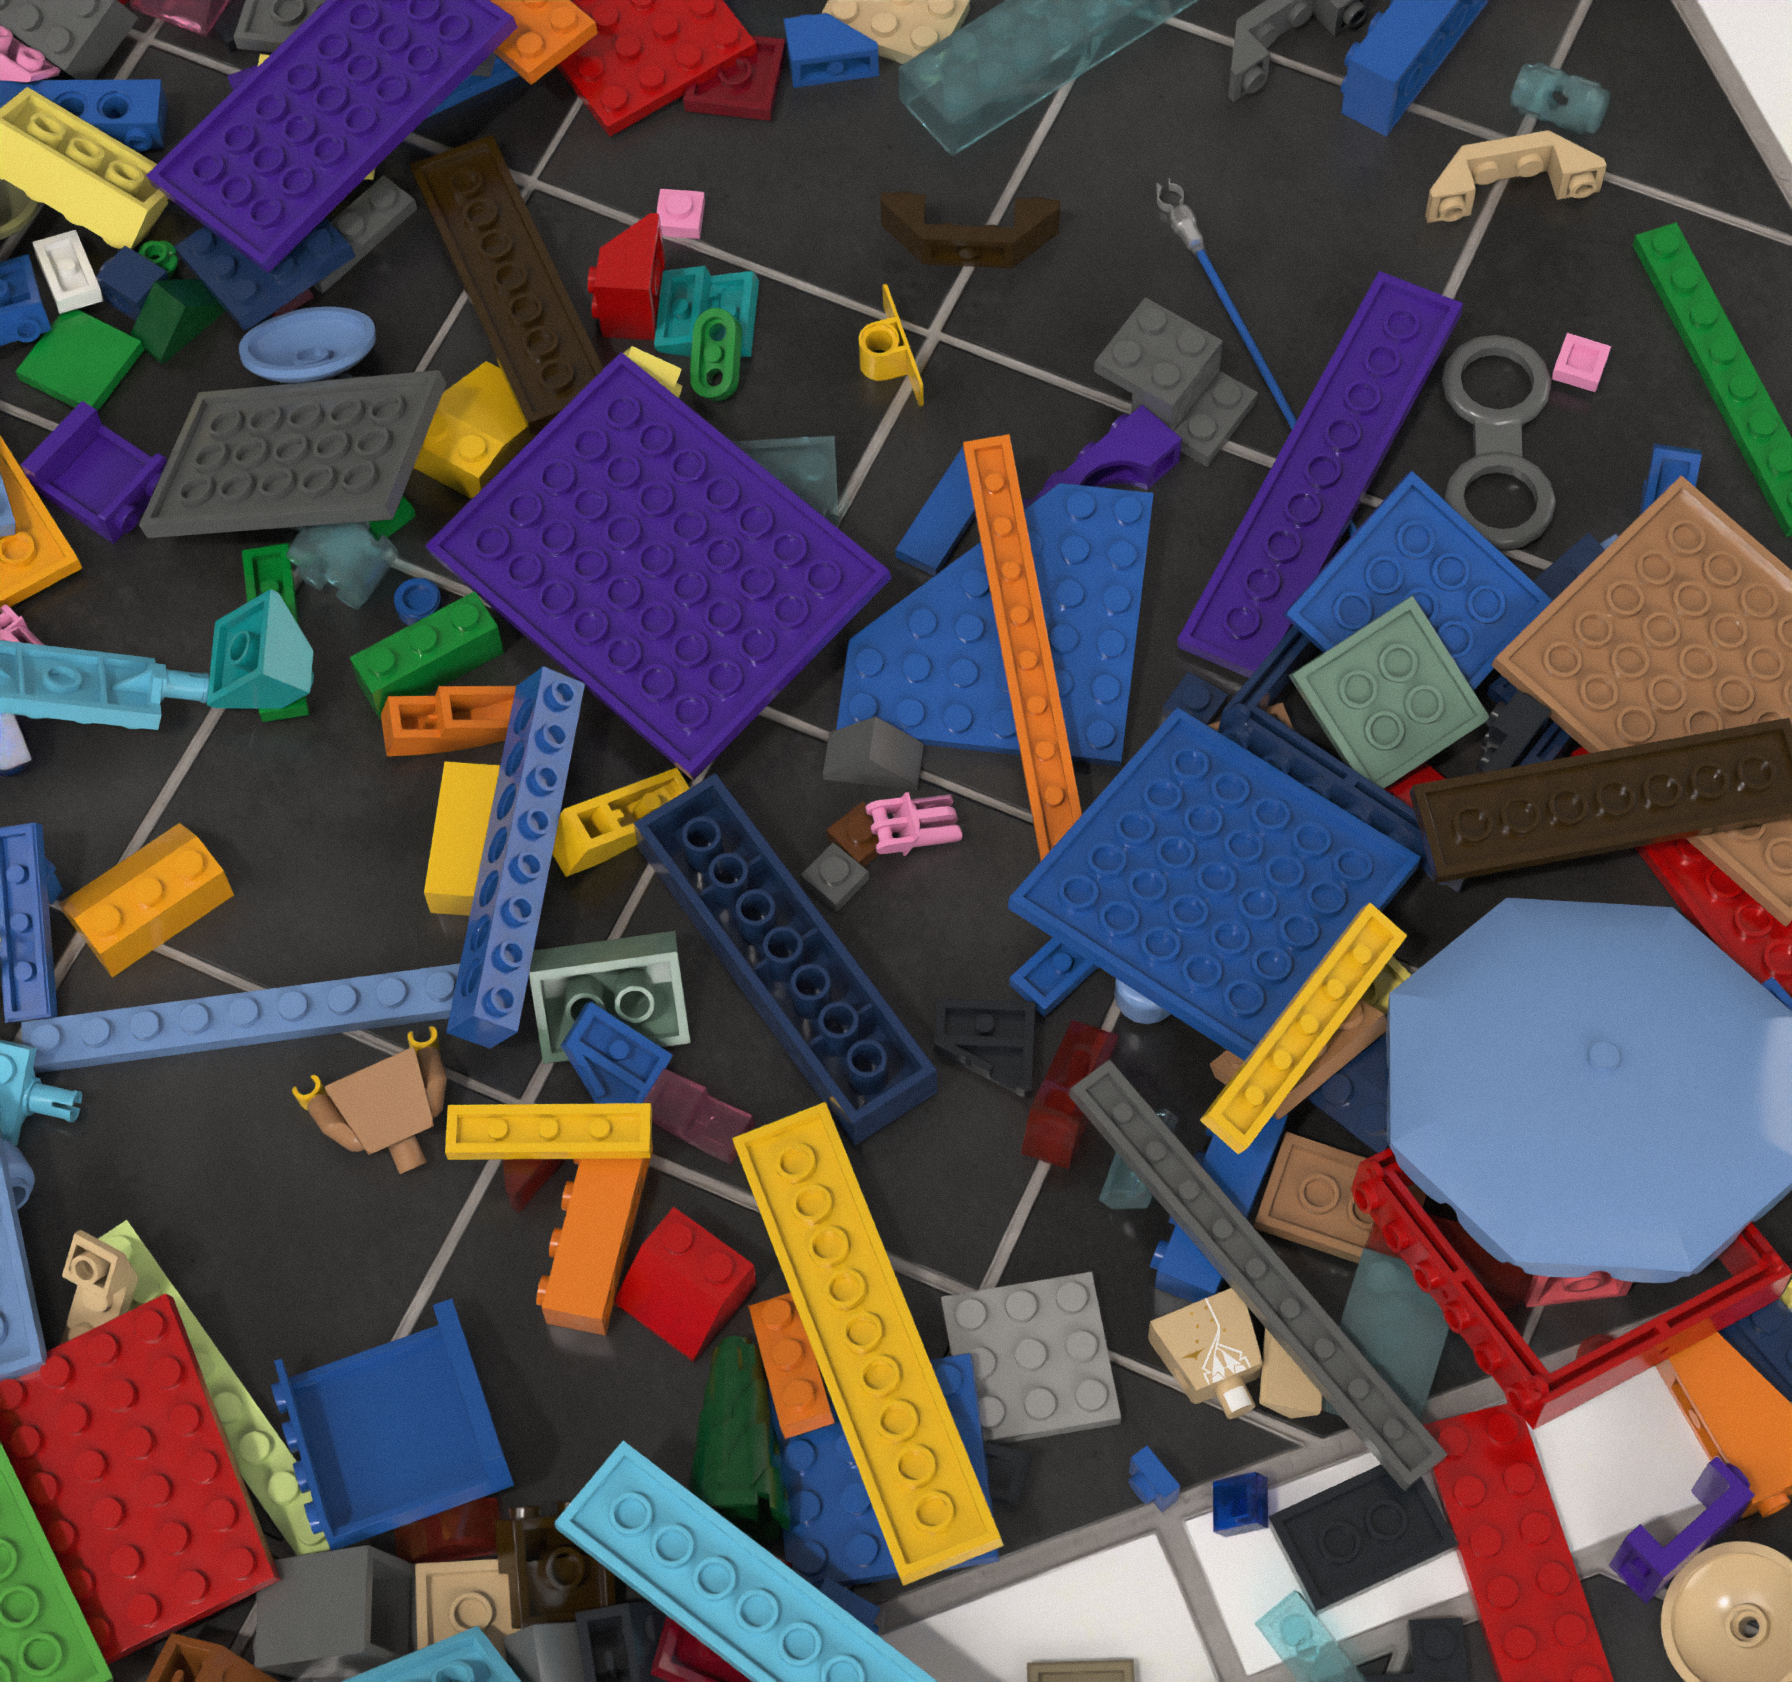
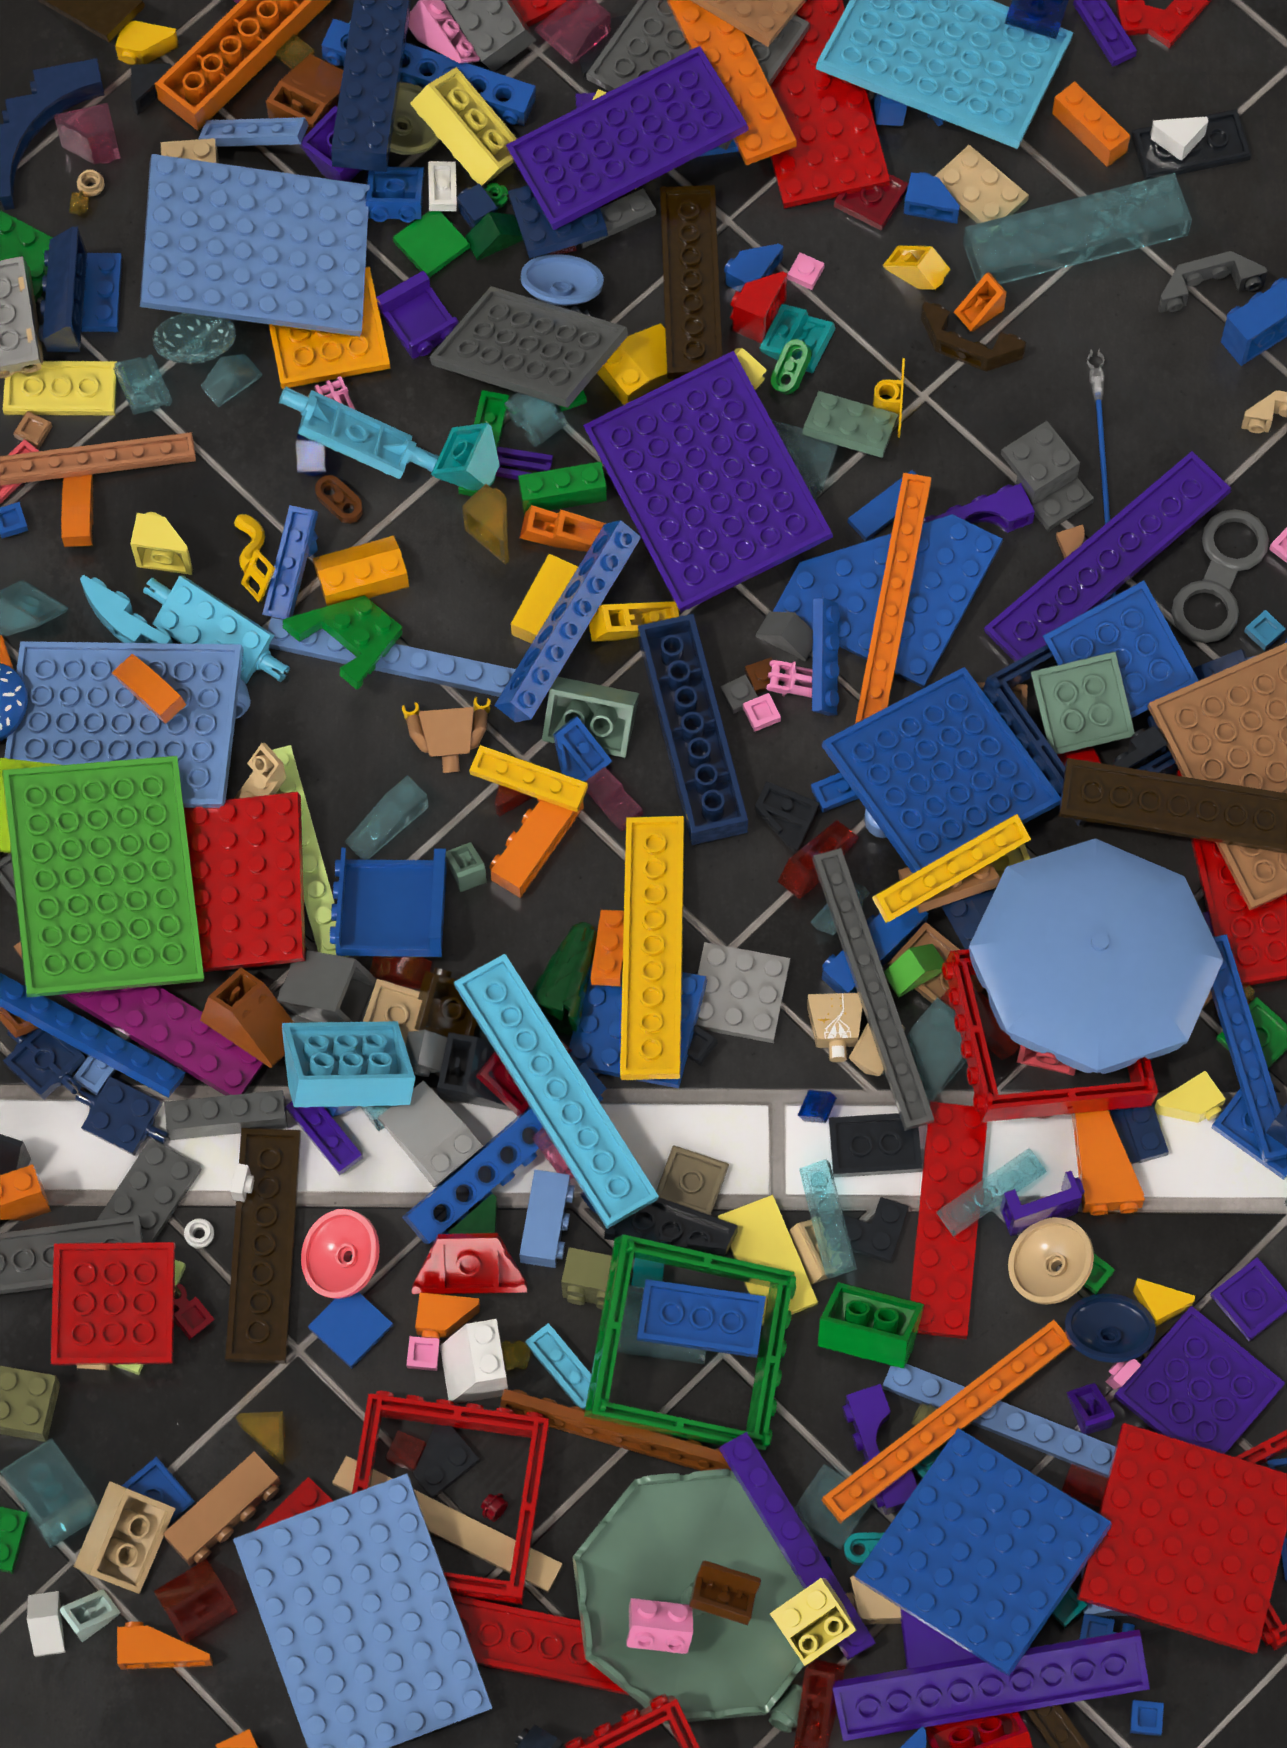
camera: 20 degrees right, 5 degrees up
(72, 797) = (340, 500): none -> reddish brown plate
(170, 986) = (357, 626): none -> green wing
(326, 744) = (487, 521): none -> clear yellow slope
(335, 1283) = (388, 818): none -> clear light blue slope
(346, 636) = (524, 465): none -> dark purple tile
(417, 600) = (569, 453): blue tile -> none
(497, 1316) = (466, 867): none -> sand green slope
(593, 227) = (752, 265): none -> blue slope
(685, 1284) = (571, 886): red slope -> none
(841, 408) = (850, 424): none -> sand green plate
(848, 149) = (918, 266): none -> yellow slope
(883, 892) = (761, 712): none -> bright pink plate
(954, 778) = (825, 657): none -> blue plate
(968, 168) = (982, 303): none -> orange slope
(1152, 1480) = (775, 1077): blue plate -> none
(1197, 699) = (980, 665): dark blue plate -> none
(1249, 467) = (1070, 539): none -> medium nougat tile
(1304, 1214) = (914, 968): none -> bright green slope
(1588, 1543) = (990, 1191): none -> clear light blue plate
(1603, 497) = (1264, 630): none -> dark azure plate

